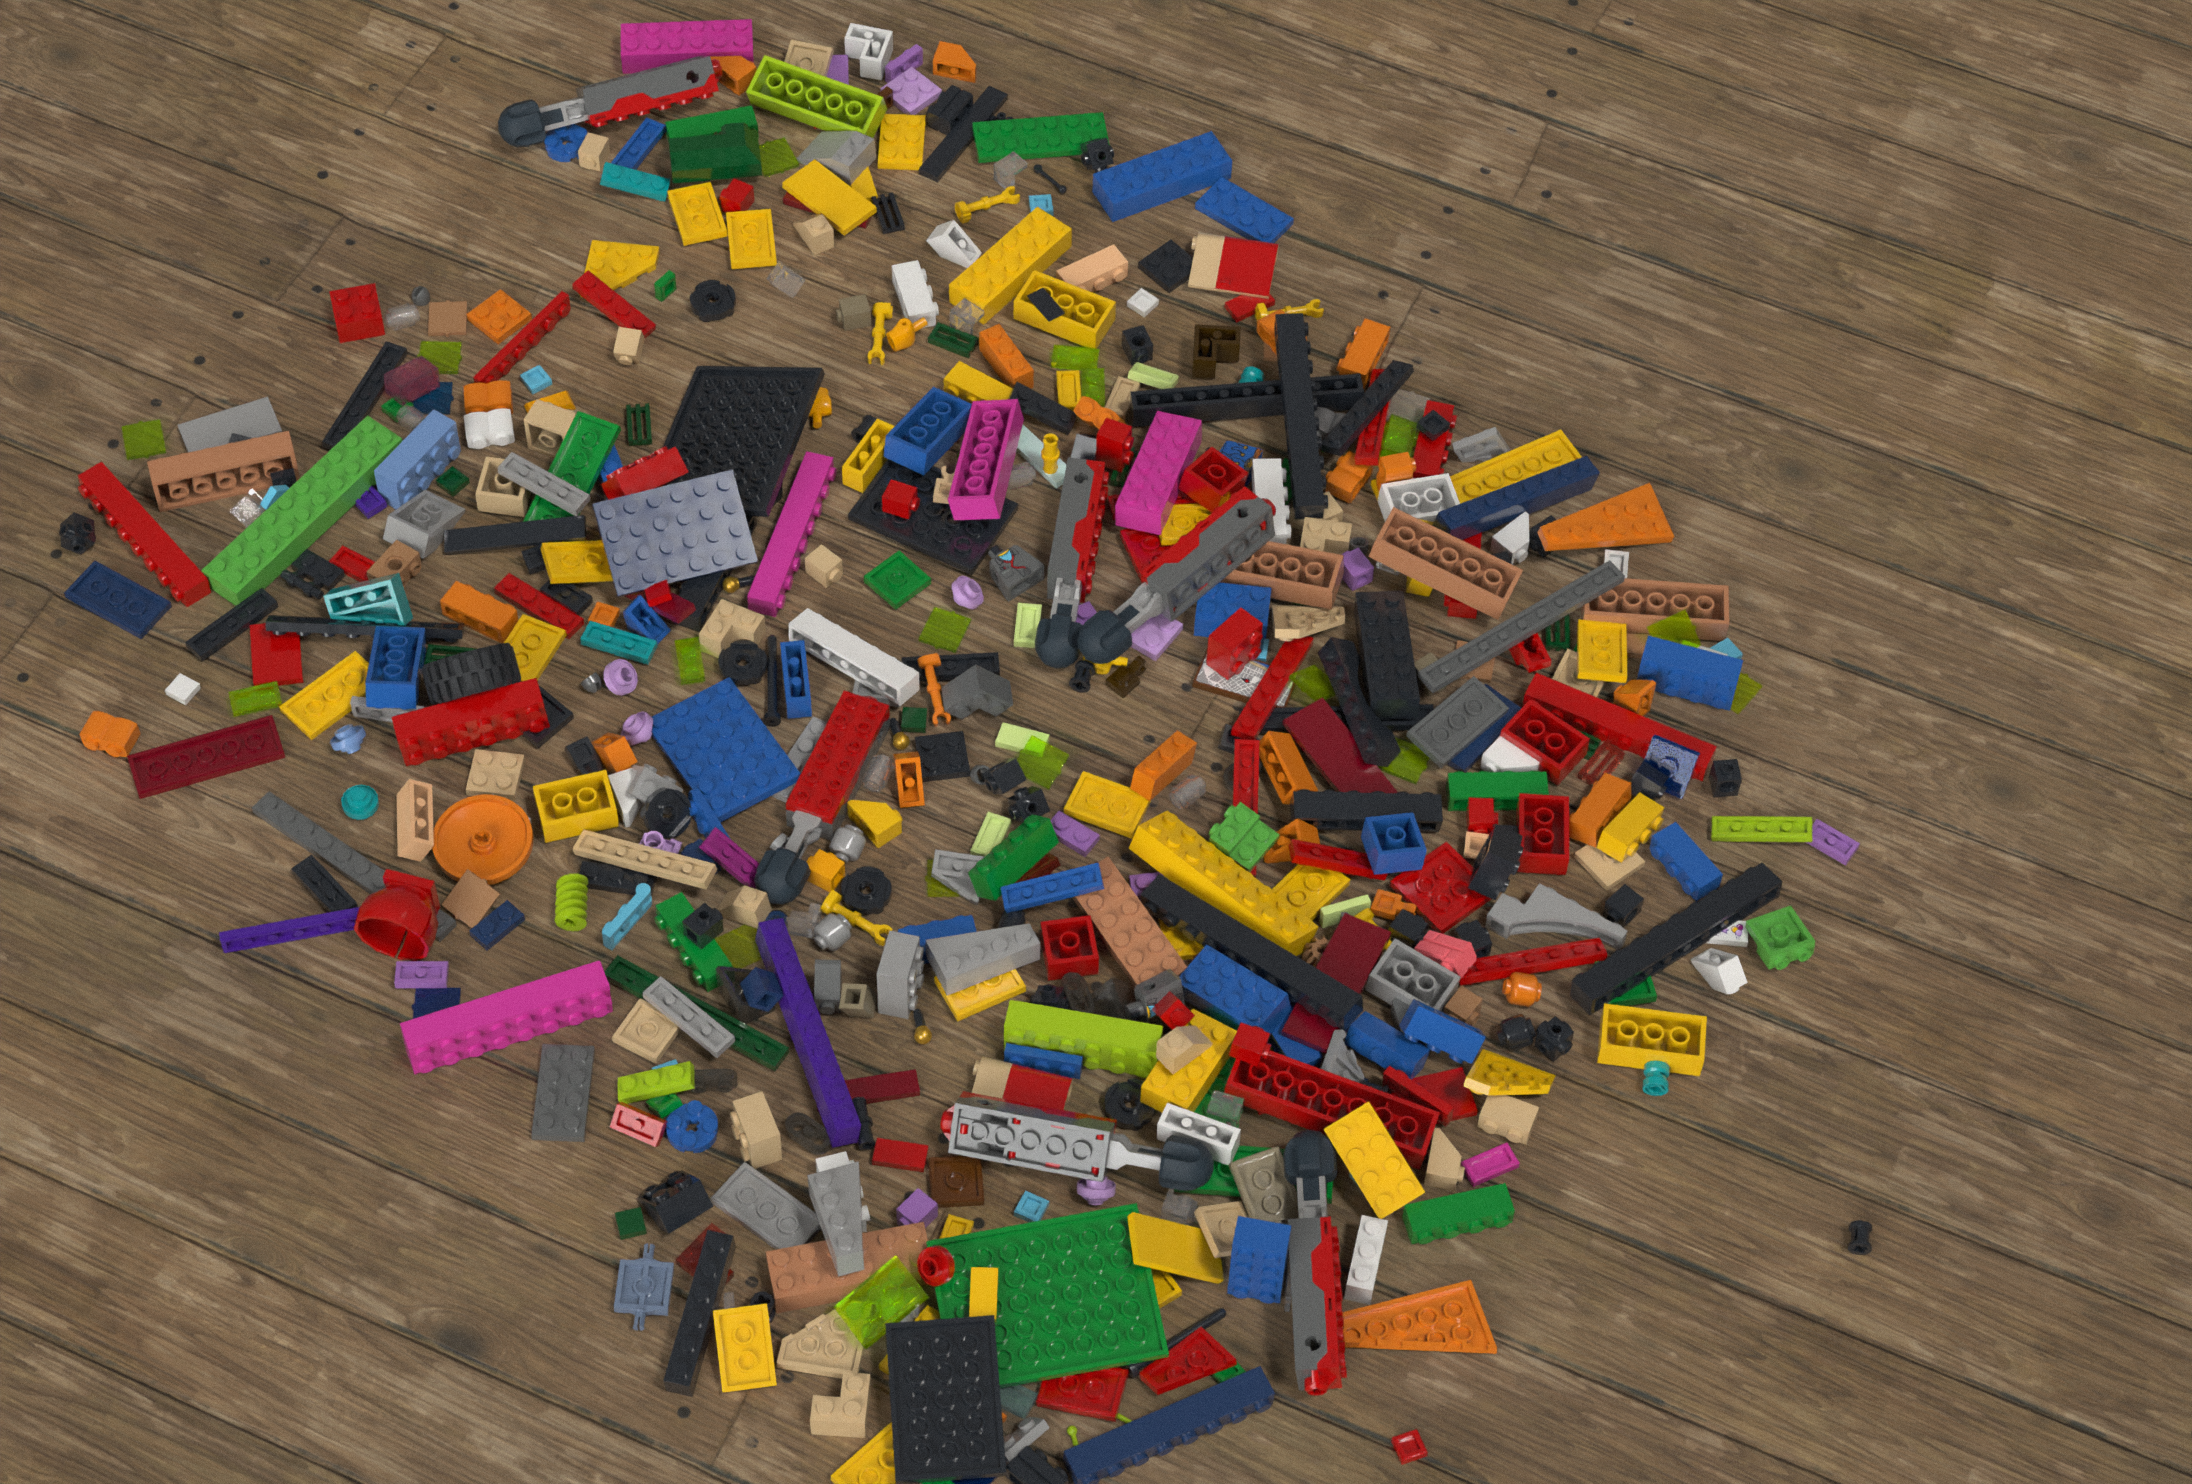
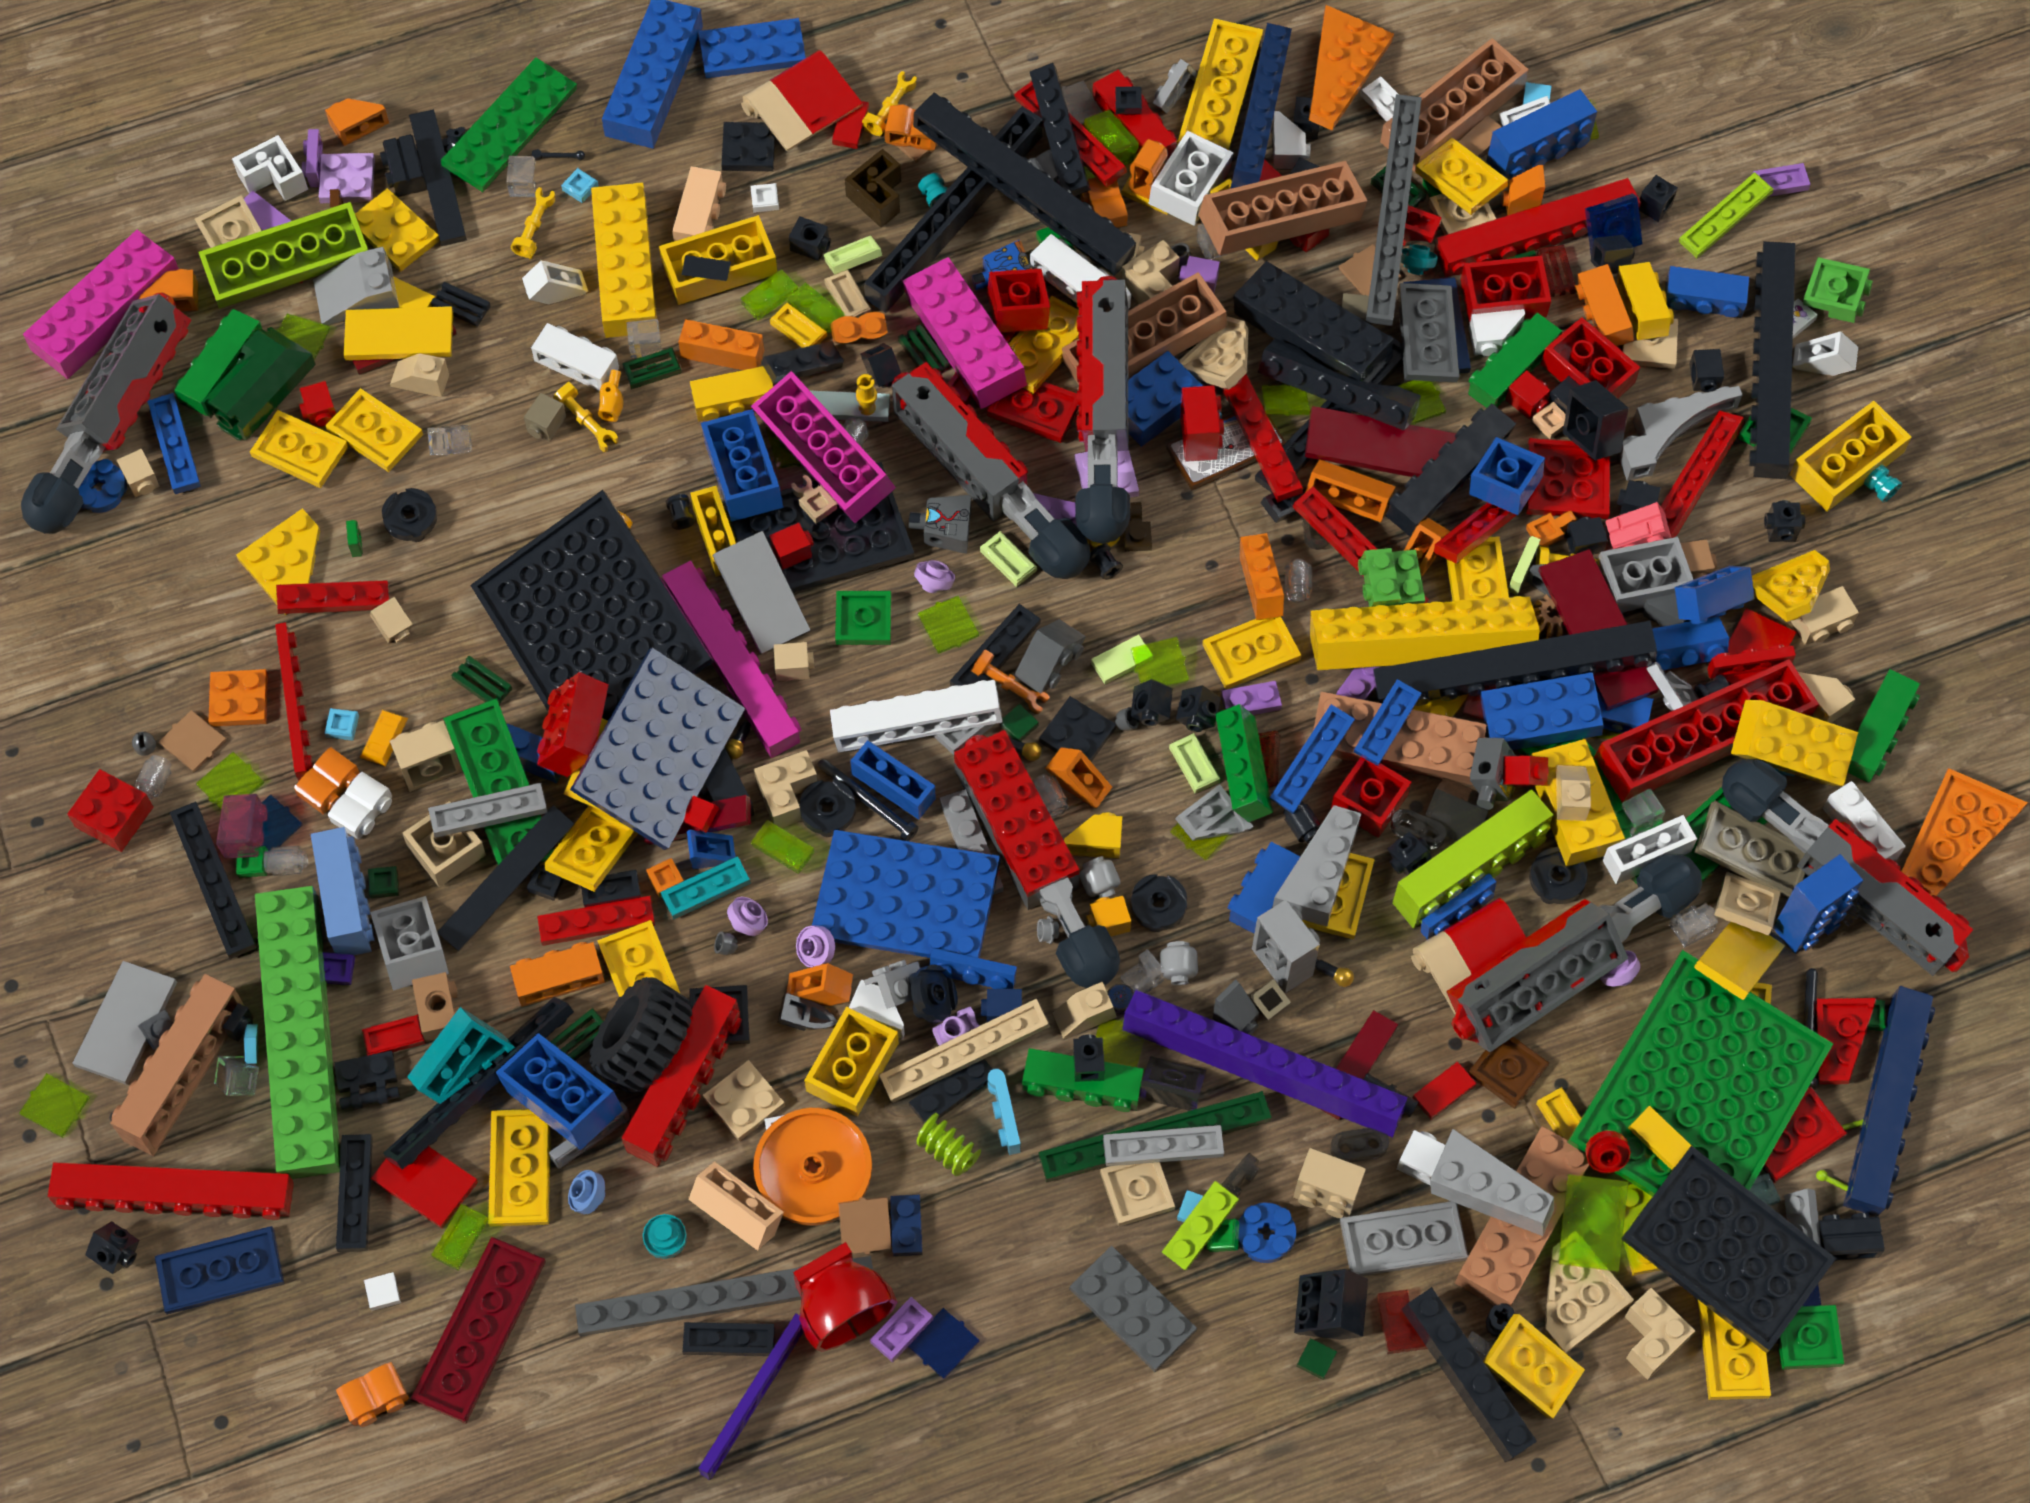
camera: 45 degrees left, 10 degrees up
(507, 1017) = (1023, 1295): dark pink brick -> none
(634, 181) = (210, 468): teal plate -> none
(638, 1124) = (1226, 1273): plate -> none
(644, 1287) = (1393, 1399): sand blue plate -> none
(730, 857) = (1033, 980): magenta tile -> none
(761, 989) = (1192, 1065): dark blue brick -> none
(831, 905) = (1148, 941): yellow piece -> none
(851, 509) = (761, 592): none -> light grey tile
(917, 1209) = (1516, 1124): medium lavender brick -> none
(1031, 1207) = (1586, 1032): medium azure tile -> none
(1097, 154) = (578, 98): black brick -> none
(1114, 444) = (908, 339): red brick -> none
(1122, 906) = (1387, 722): none -> blue plate
(1250, 1044) = (1617, 740): red brick -> none
(1365, 350) = (991, 86): orange brick -> none
(1490, 1164) = (1851, 663): dark pink tile -> none
(1511, 676) = (1418, 259): none -> teal plate
(1516, 1032) = (1752, 542): black head -> none
(1522, 989) = (1716, 504): orange head -> none
(1676, 629) = (1496, 111): clear neon green piece -> none

